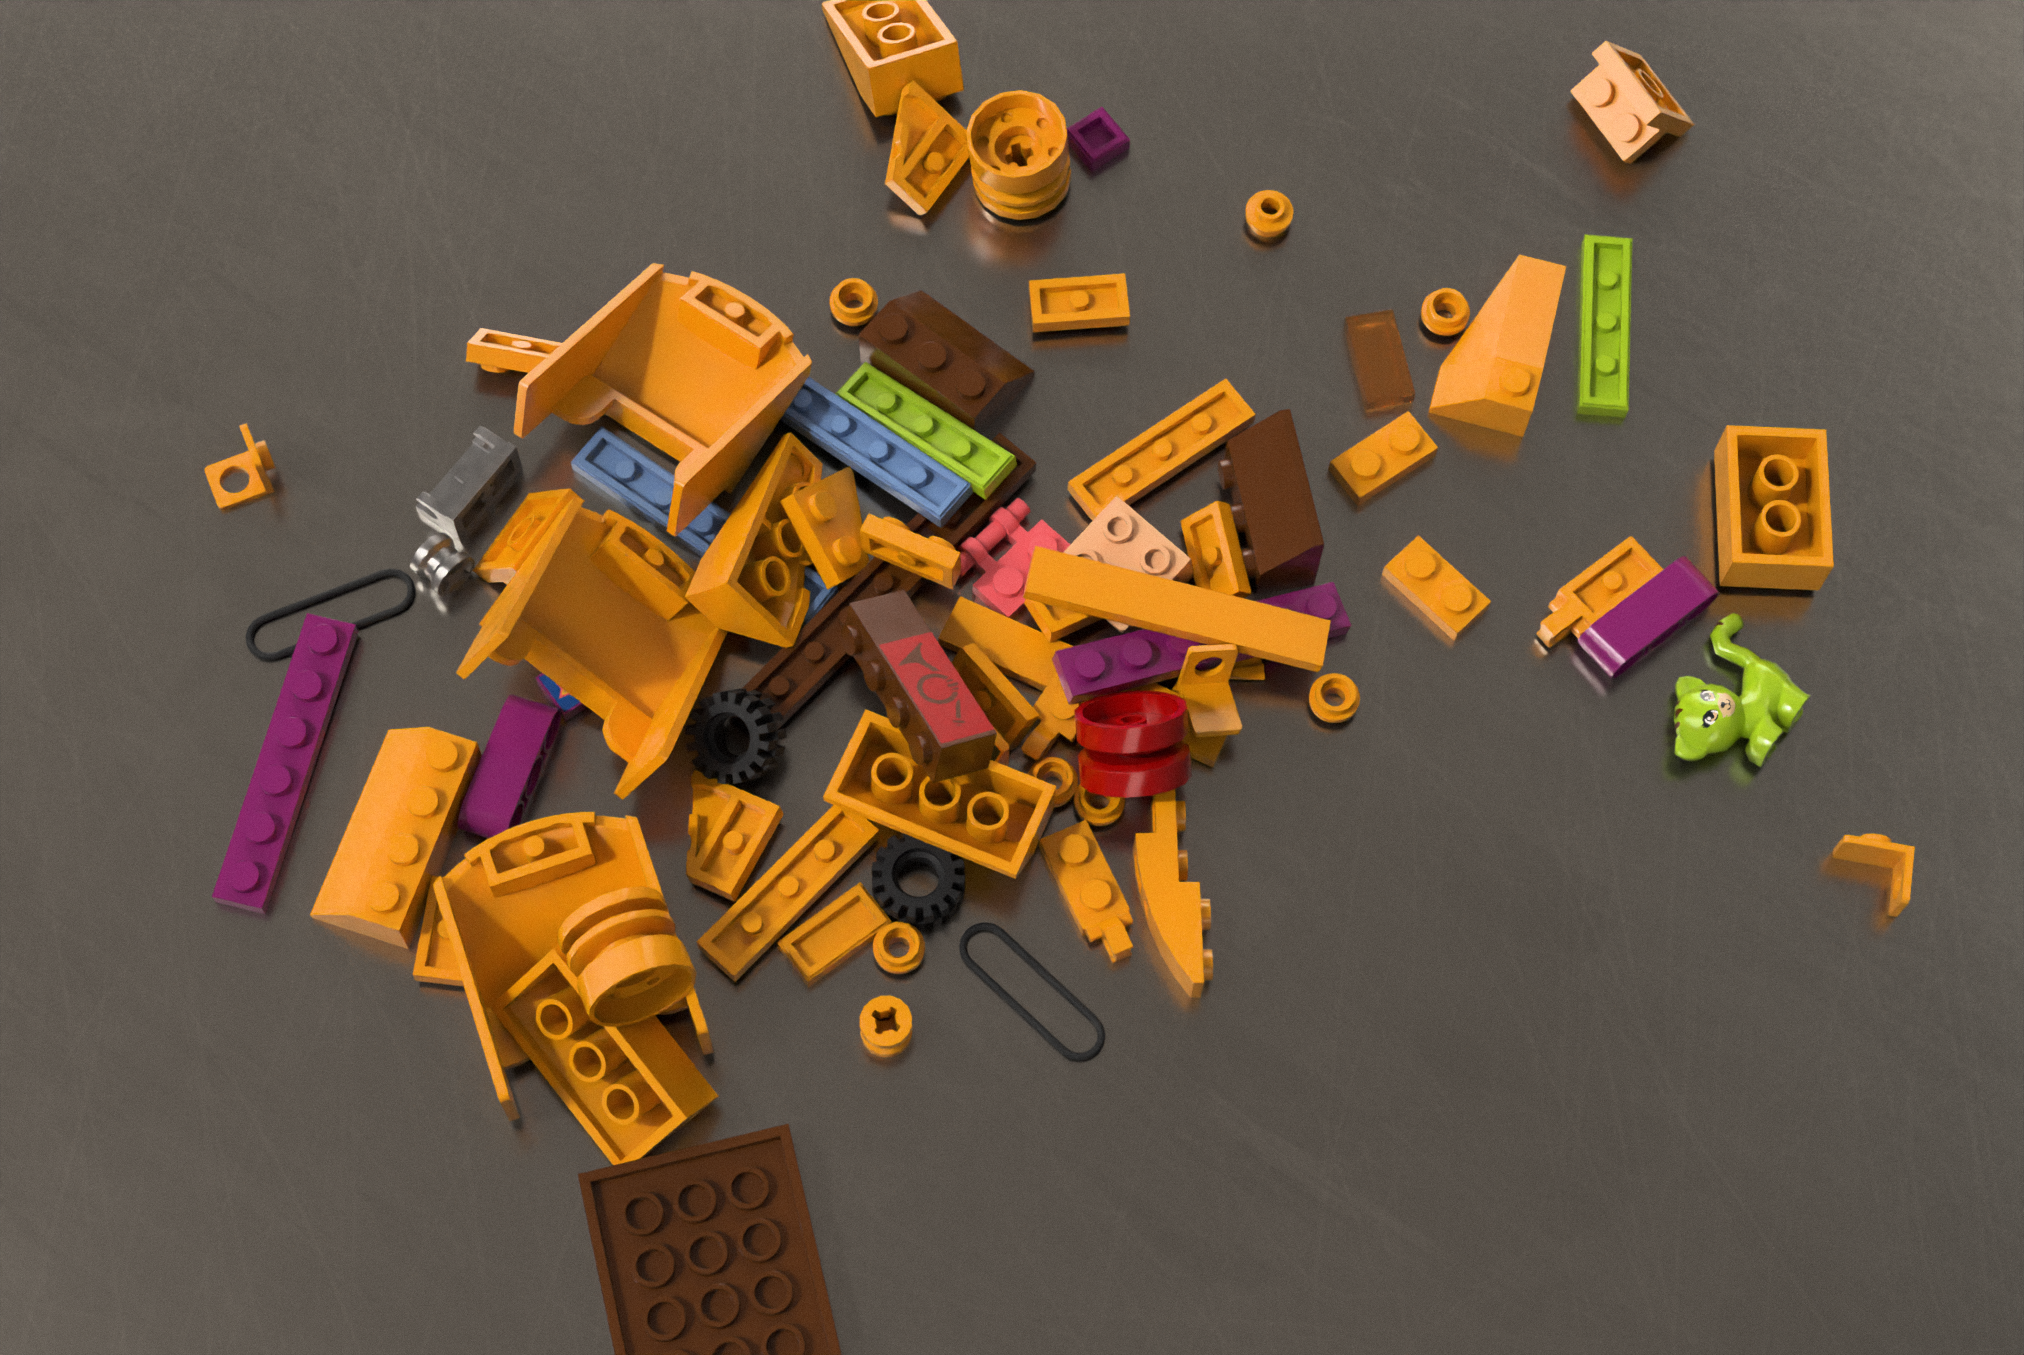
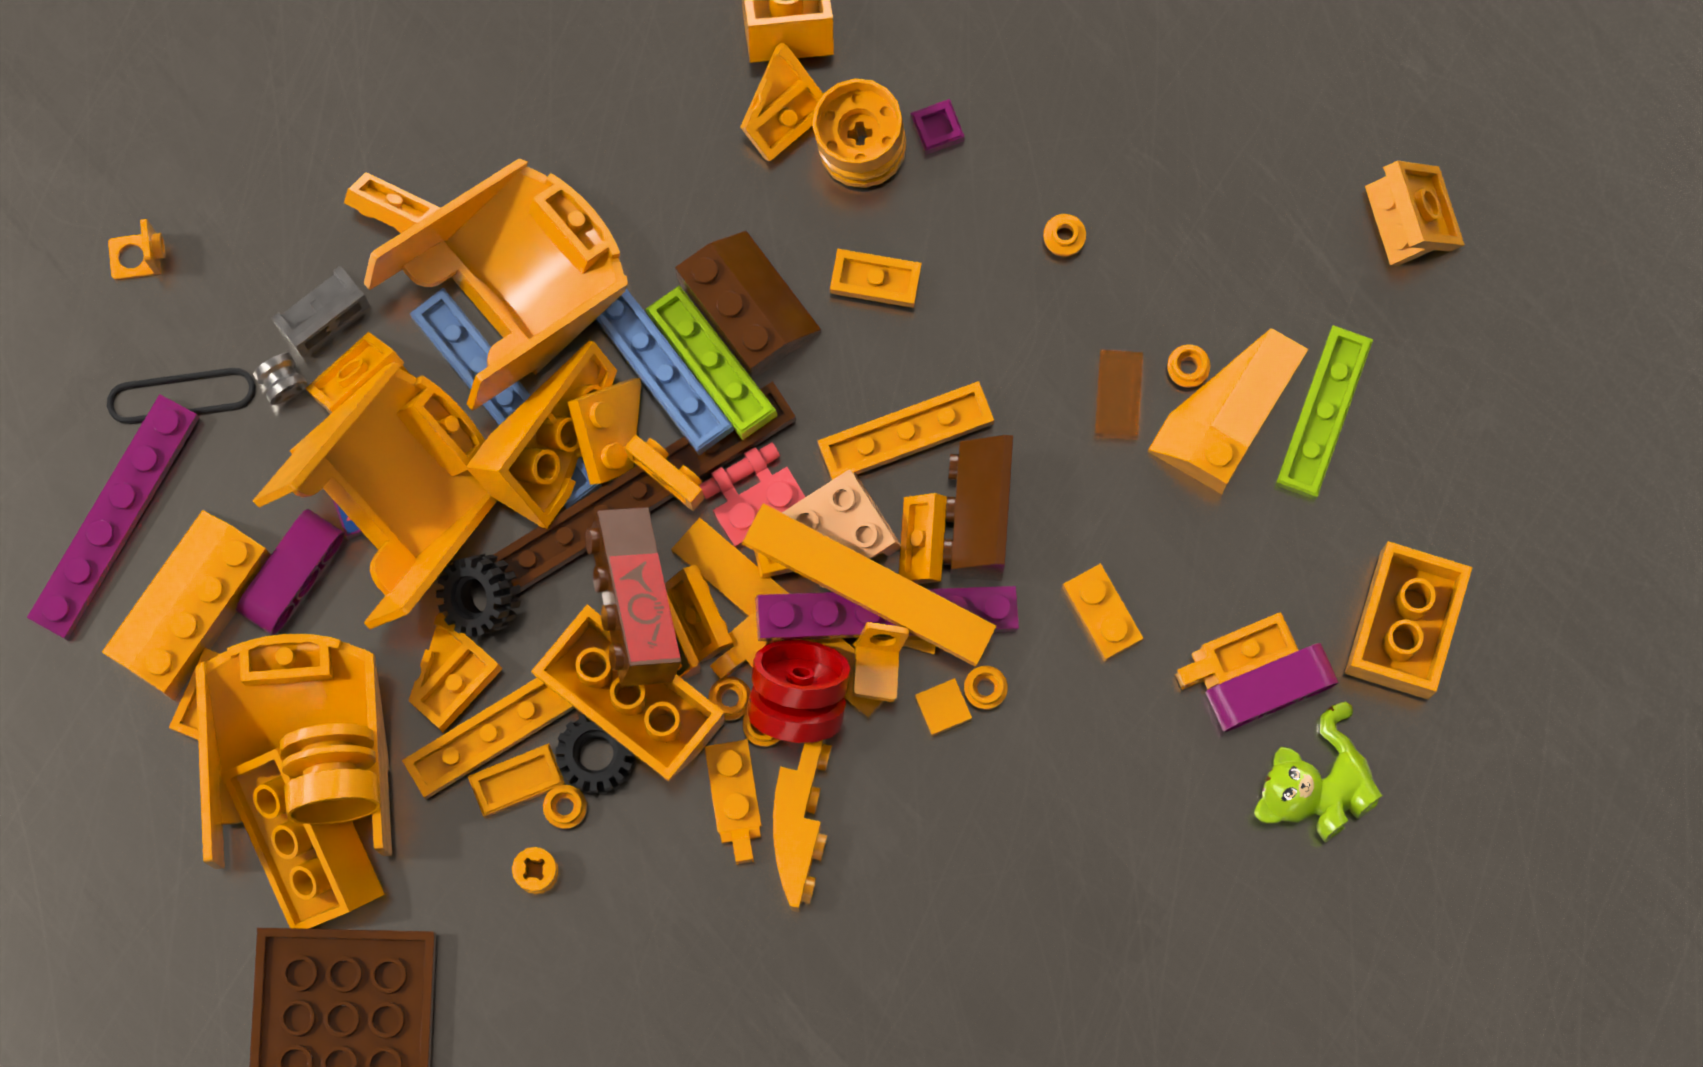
camera: 20 degrees right, 10 degrees up
(851, 290) = (681, 216): light orange plate -> none
(1017, 1007) = (709, 919): black piece -> none
(1293, 731) = (943, 707): none -> light orange tile
(1383, 458) = (1093, 484): light orange plate -> none
(1880, 851) = (1397, 941): light orange bracket -> none

